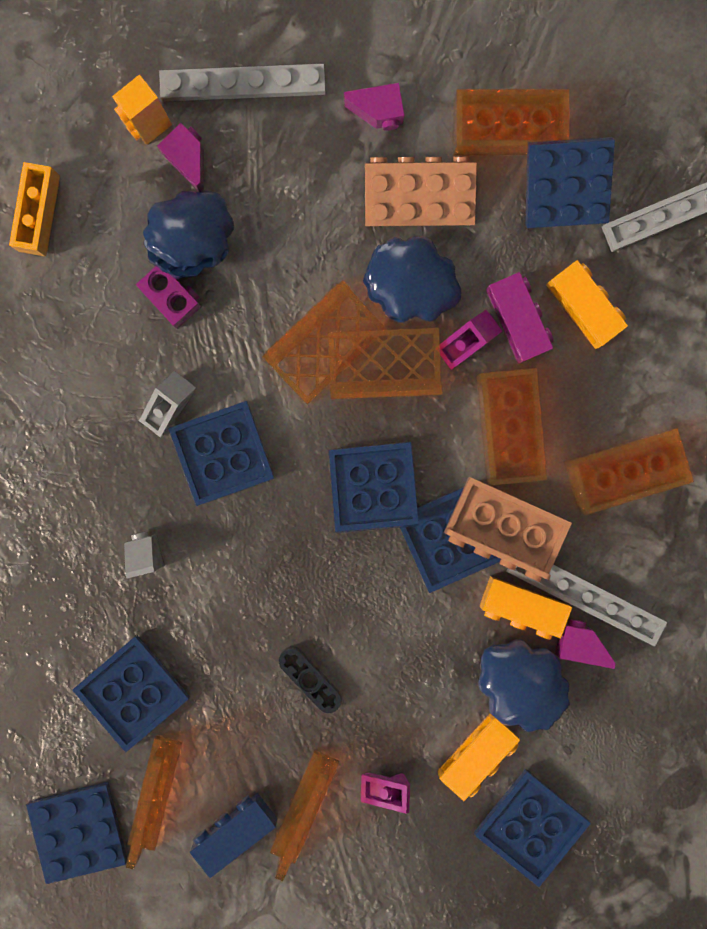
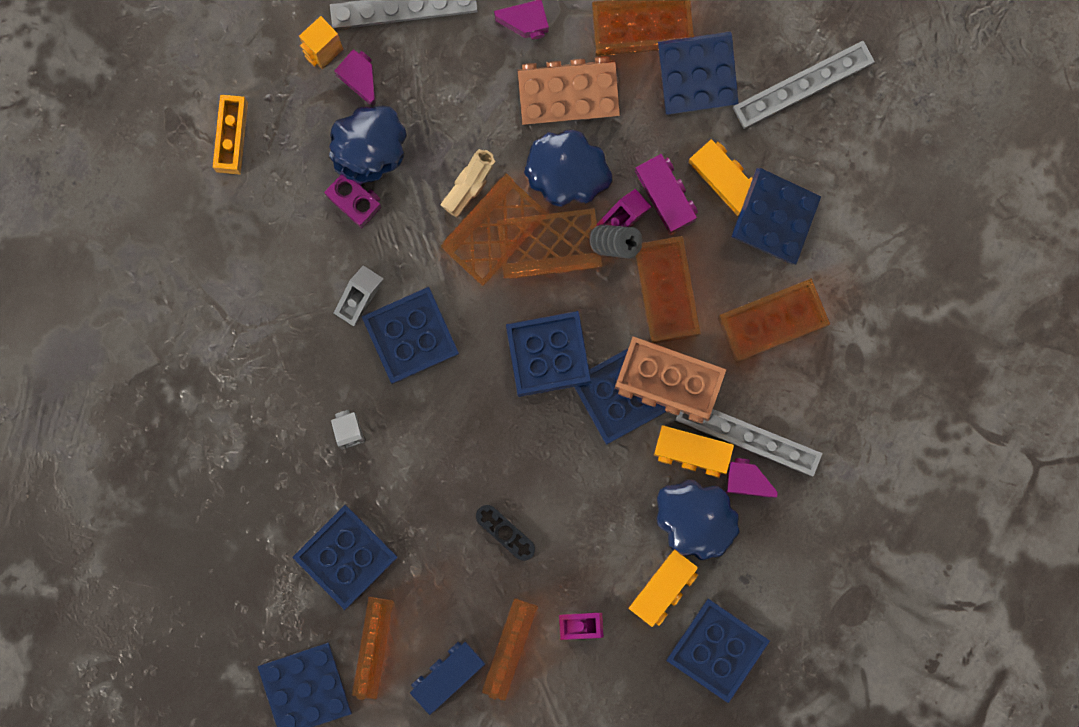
camera: 10 degrees left, 5 degrees down
(300, 287) = (469, 183): none -> tan piece
(461, 368) = (616, 241): none -> dark grey piece
(641, 353) = (776, 216): none -> dark blue plate

